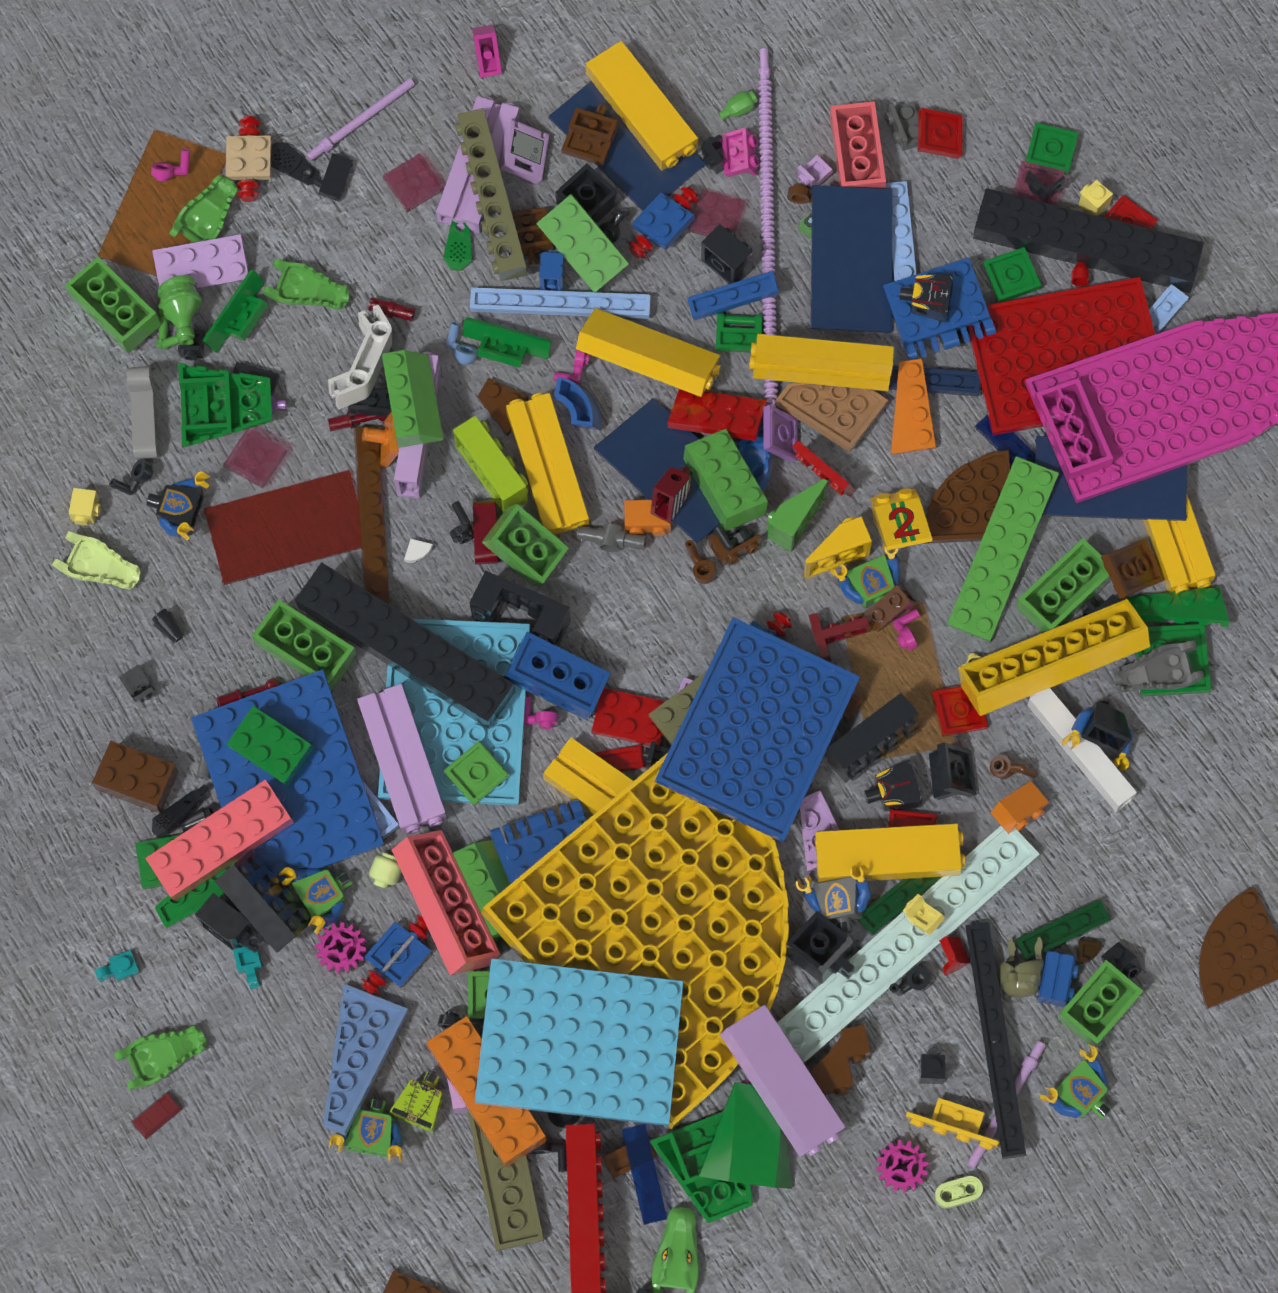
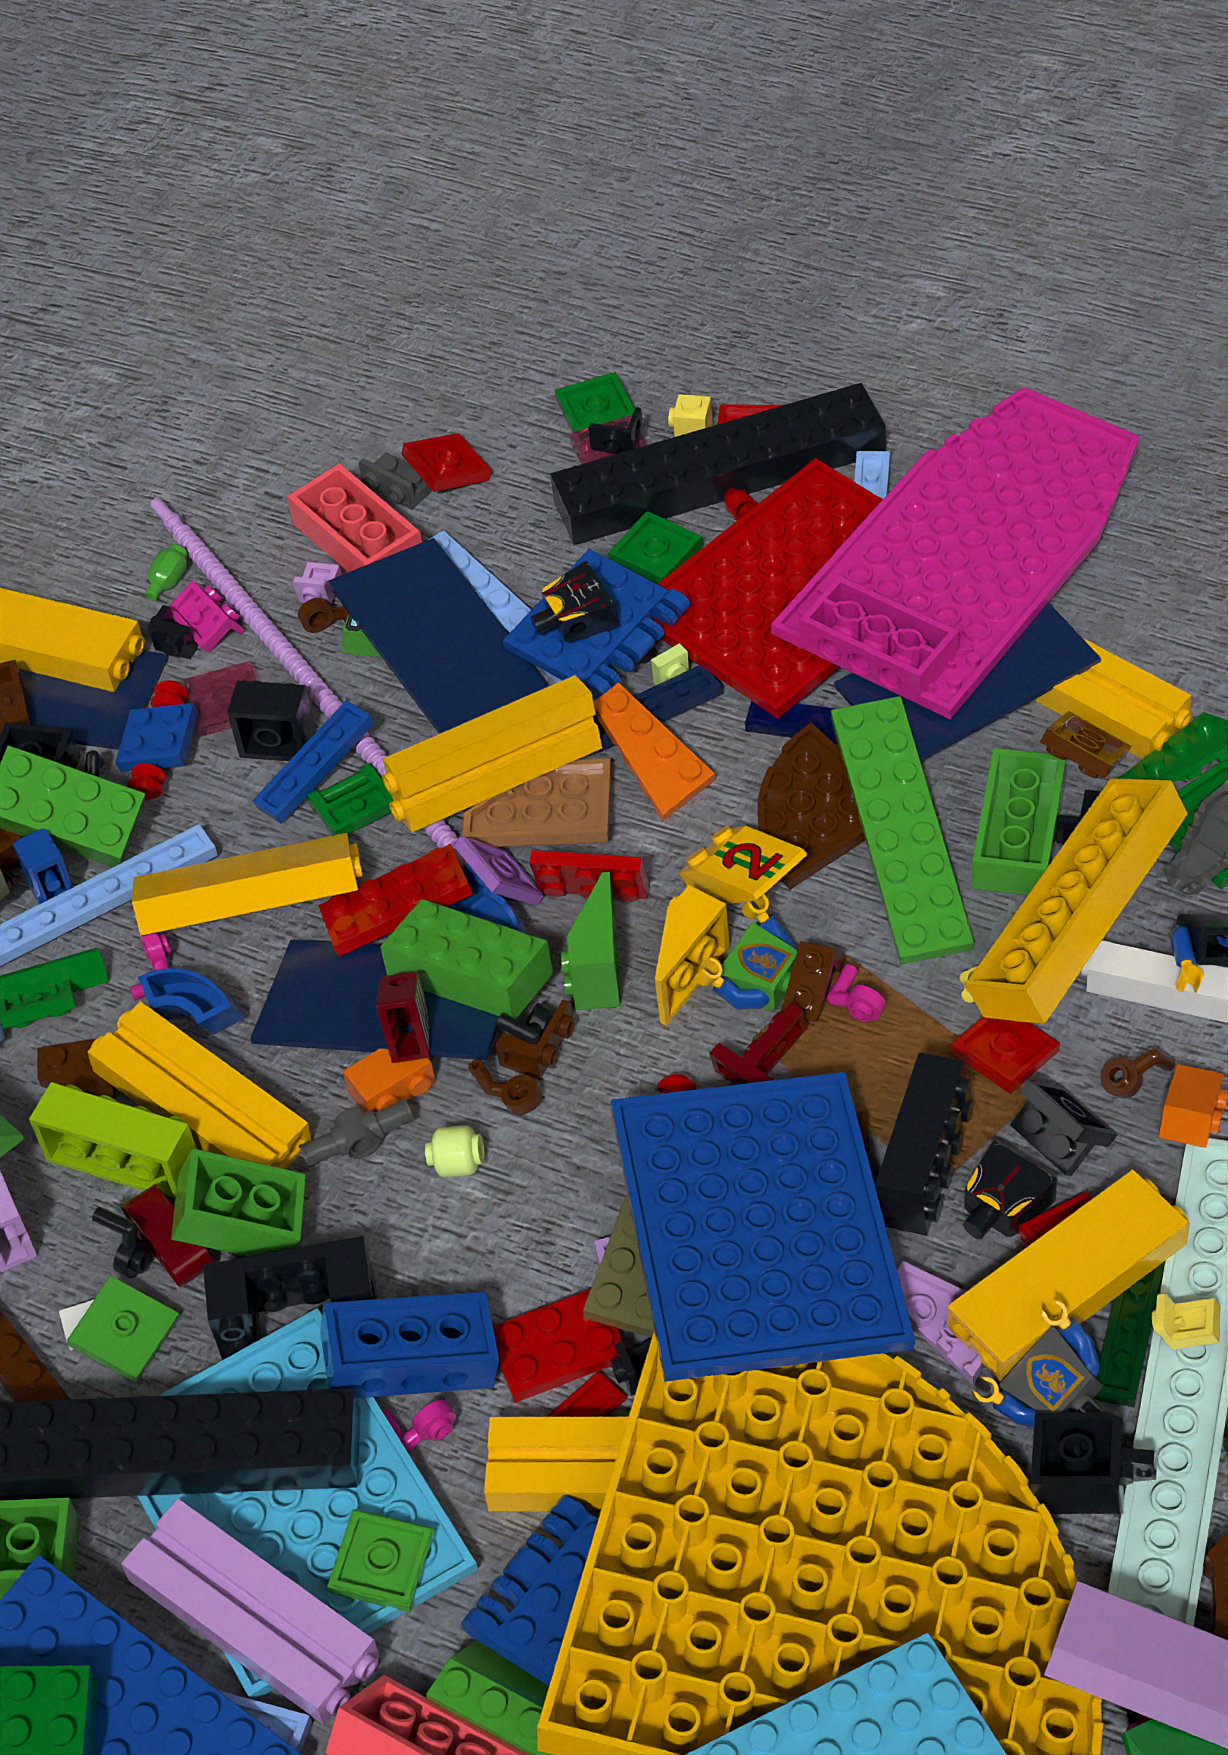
camera: 30 degrees left, 20 degrees down
(434, 569) = (123, 1329): none -> bright green plate
(650, 582) = (455, 1151): none -> yellowish green head
(962, 361) = (669, 664): none -> yellowish green plate

